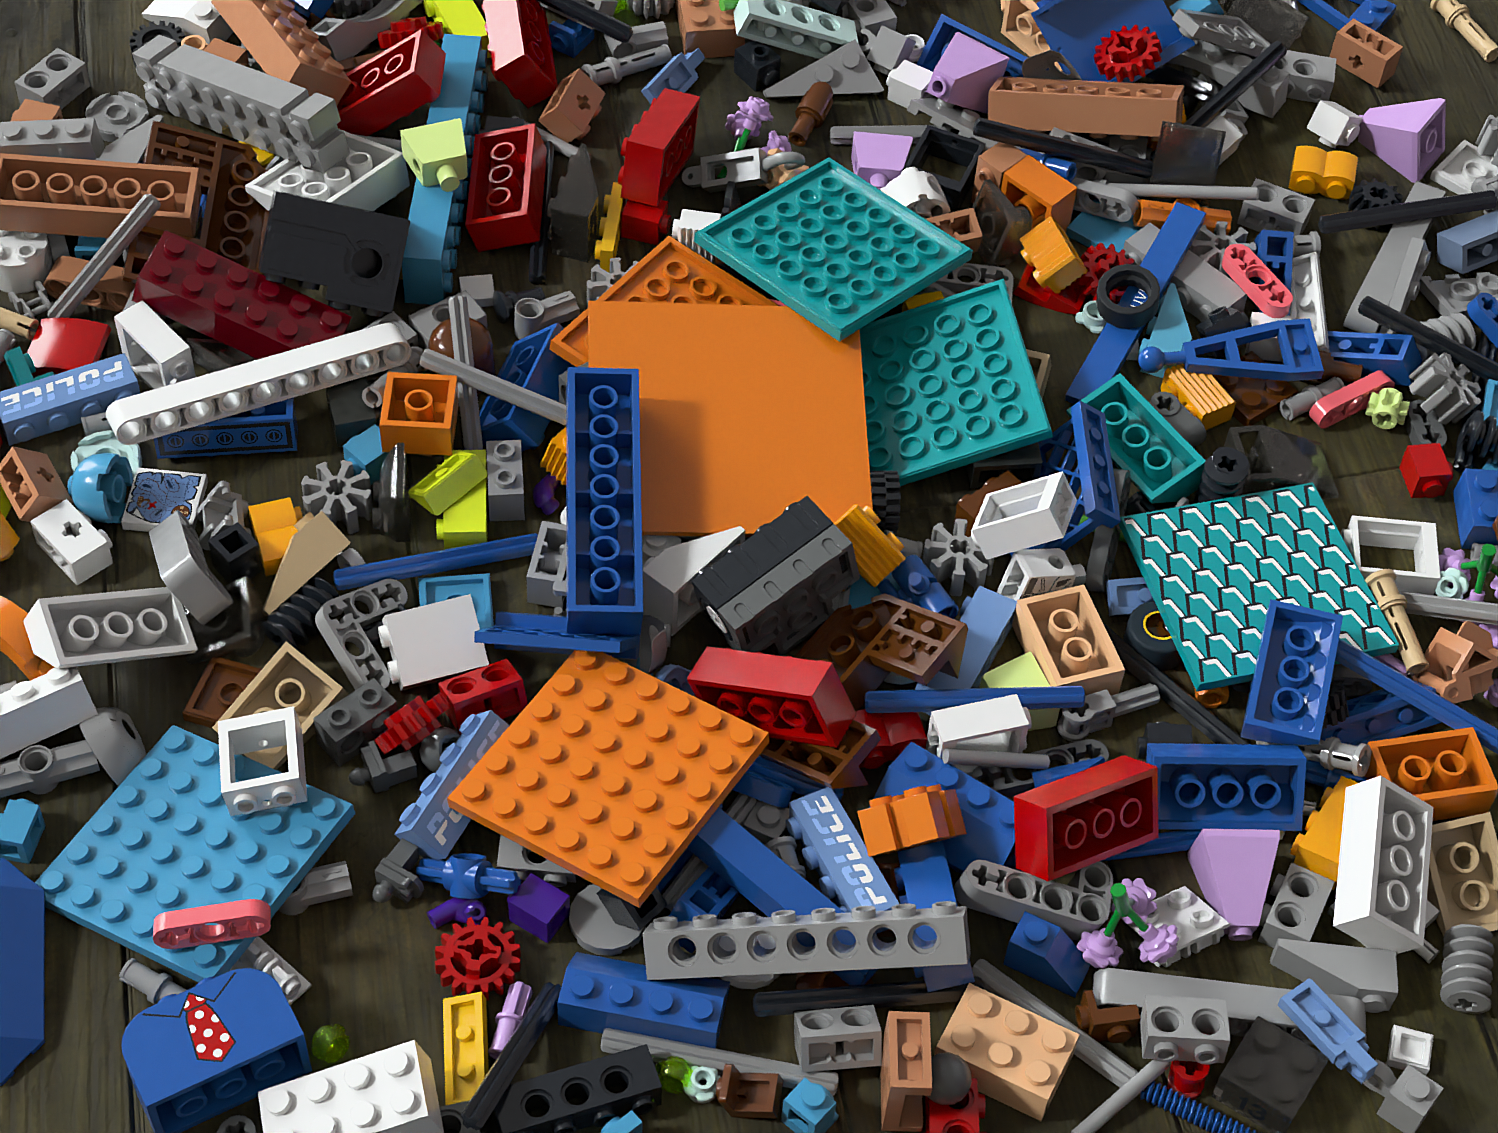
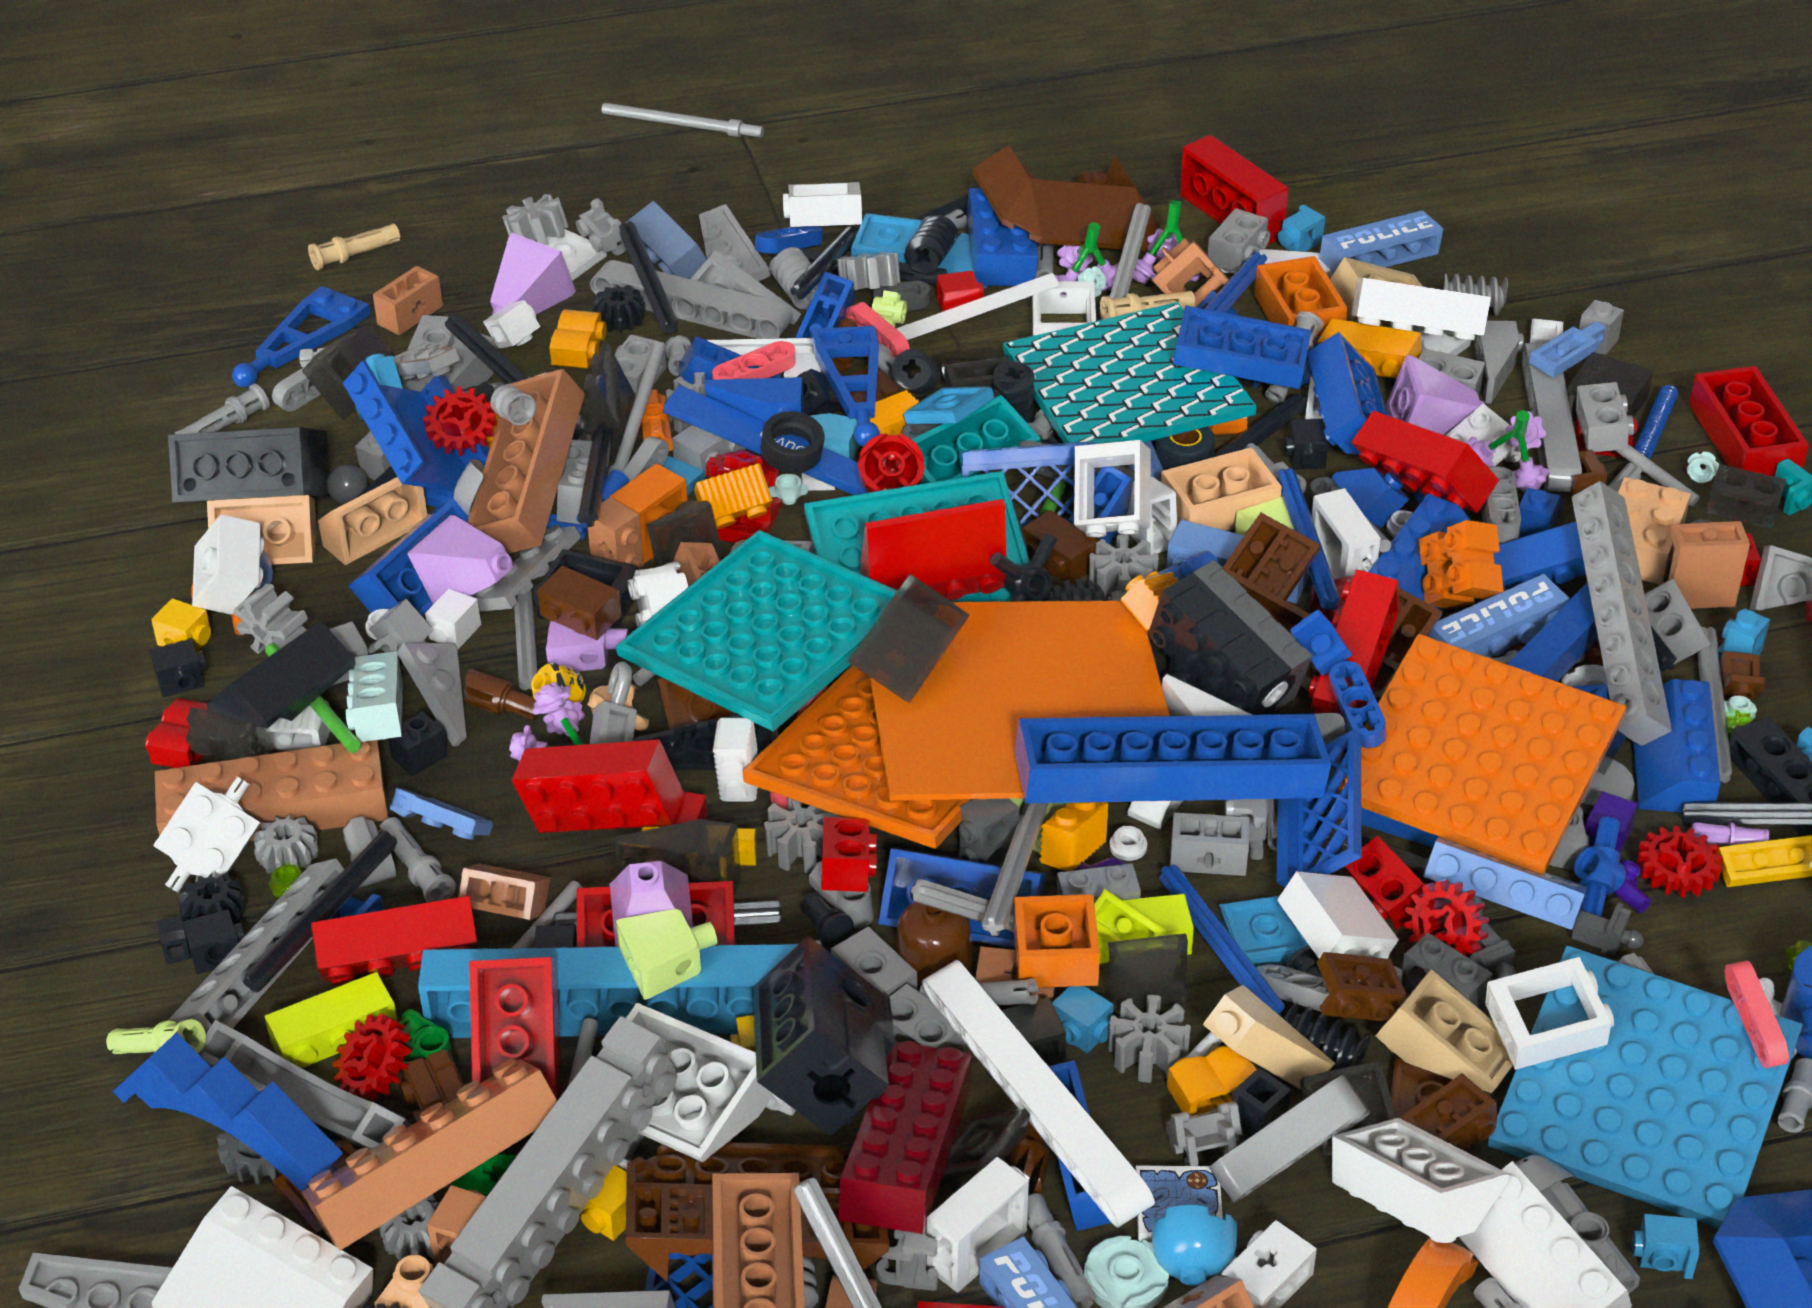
camera: 90 degrees left, 10 degrees down
(186, 688) = (1456, 1114): none -> reddish brown bracket
(328, 622) = (1360, 986): none -> reddish brown bracket
(496, 153) = (649, 889): none -> lavender slope
(557, 293) = (847, 854): none -> red brick
(642, 655) = (1359, 691): none -> blue beam
(752, 643) = (1322, 641): none -> blue bracket
(771, 315) = (909, 638): none -> clear smoke slope
(811, 141) = (563, 677): none -> yellow head
(895, 141) = (579, 602): none -> reddish brown brick
(904, 450) = (1028, 580): none -> black bar
(910, 366) = (940, 548): none -> red slope
(1084, 364) = (890, 463): none -> red cylinder
(1131, 74) = (513, 404): none -> light grey wheel
(1189, 279) = (758, 396): none -> blue slope
(1190, 420) = (948, 405): none -> dark azure tile
(1257, 403) = (910, 361): none -> black piece
(1394, 478) = (979, 306): none -> white sticker

